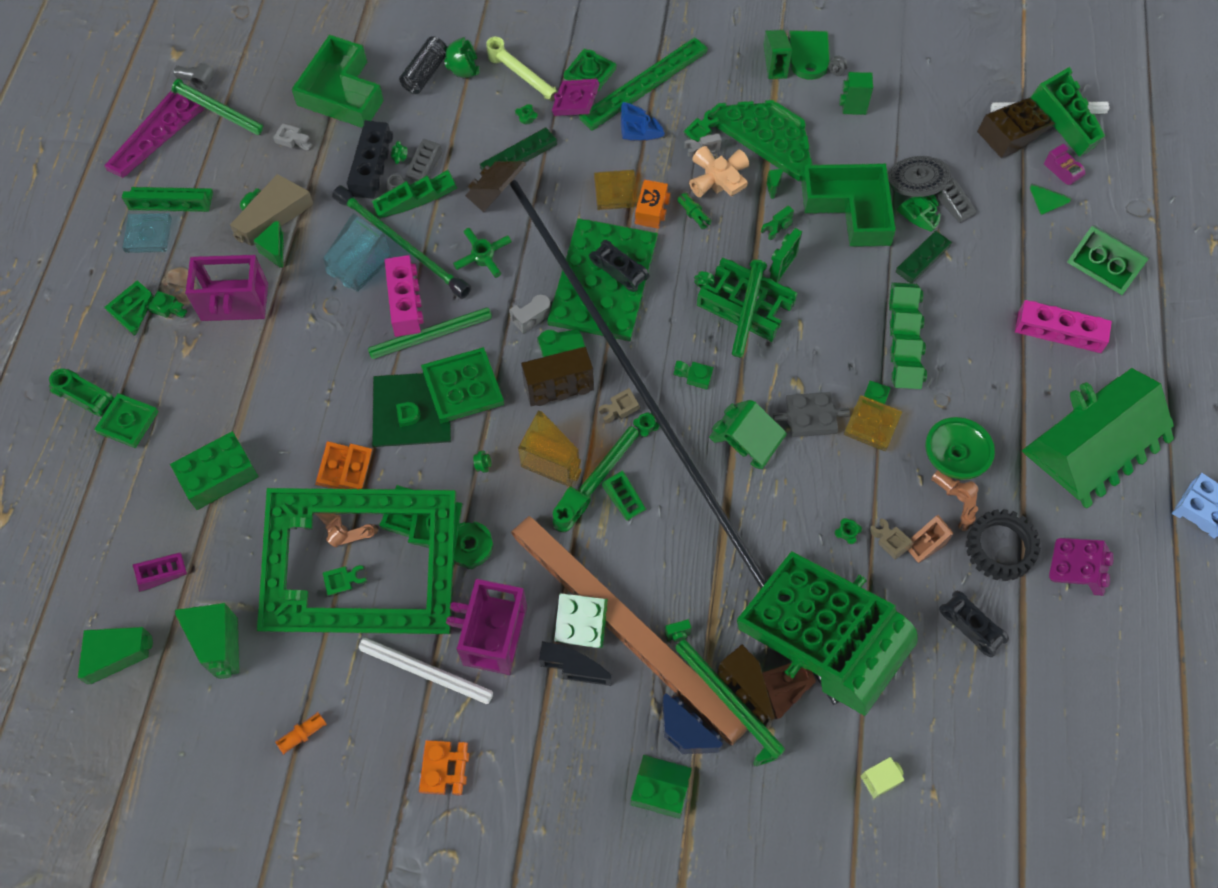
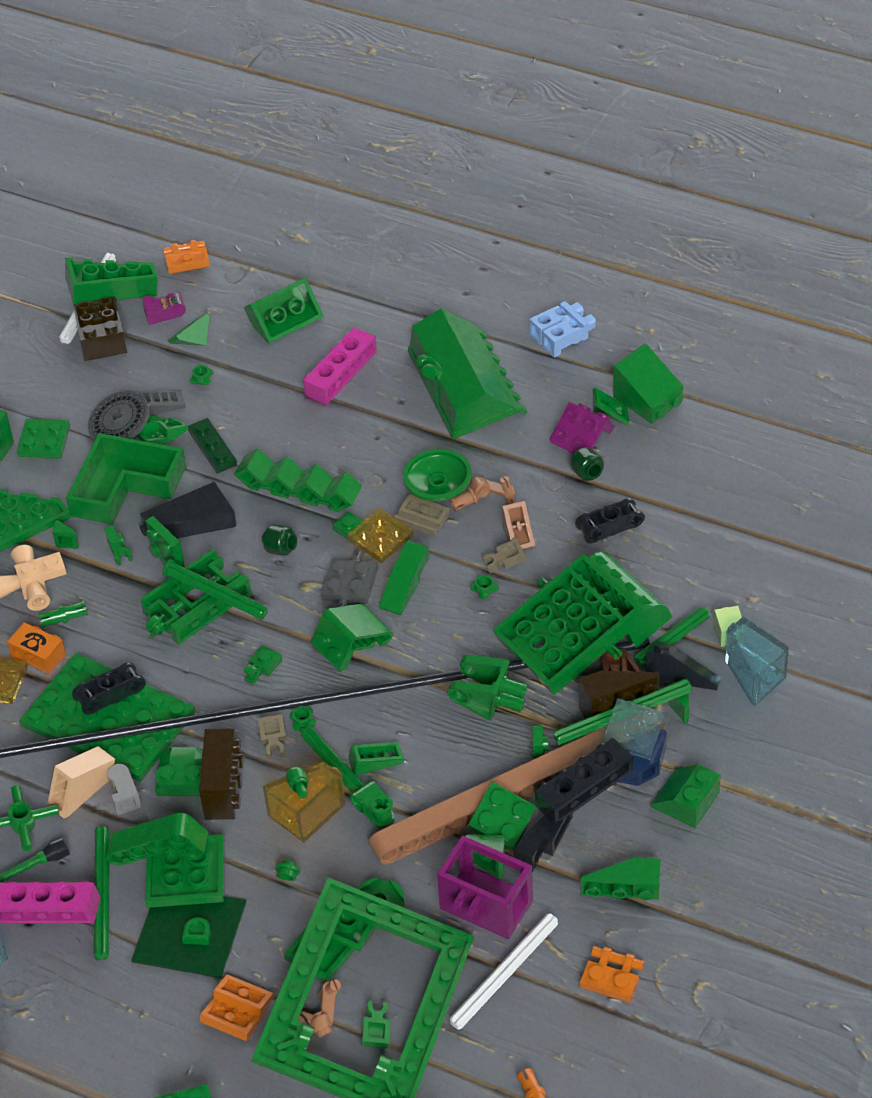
camera: 70 degrees left, 15 degrees down
(476, 355) = (157, 837): none -> green beam
(528, 278) = (79, 779): none -> light nougat slope
(541, 623) = (490, 865): none -> green slope
(546, 434) = (297, 781): none -> green cylinder
(549, 760) = (625, 880): none -> green slope
(657, 709) = (599, 769): none -> black brick
(706, 713) = (635, 727): none -> clear light blue plate
(720, 577) = (494, 689): none -> green piece
(808, 739) = (676, 665): none -> black slope
(829, 458) = (404, 577): none -> green slope
(833, 342) = (279, 540): none -> dark green head
(834, 264) = (193, 513): none -> black slope
(840, 815) = (755, 659): none -> clear light blue slope
(852, 724) = (677, 632): none -> green axle
(876, 132) = (43, 438): none -> green plate
(910, 451) = (422, 515): none -> dark tan plate
(1000, 221) = (201, 375): none -> green plate
(1017, 525) = (548, 459): black tyre -> none
(1037, 582) = (587, 464): none -> dark green head
(1122, 583) = (609, 406): none -> green slope
(1136, 162) = (186, 256): none -> orange plate
(1168, 611) = (646, 384): none -> green slope

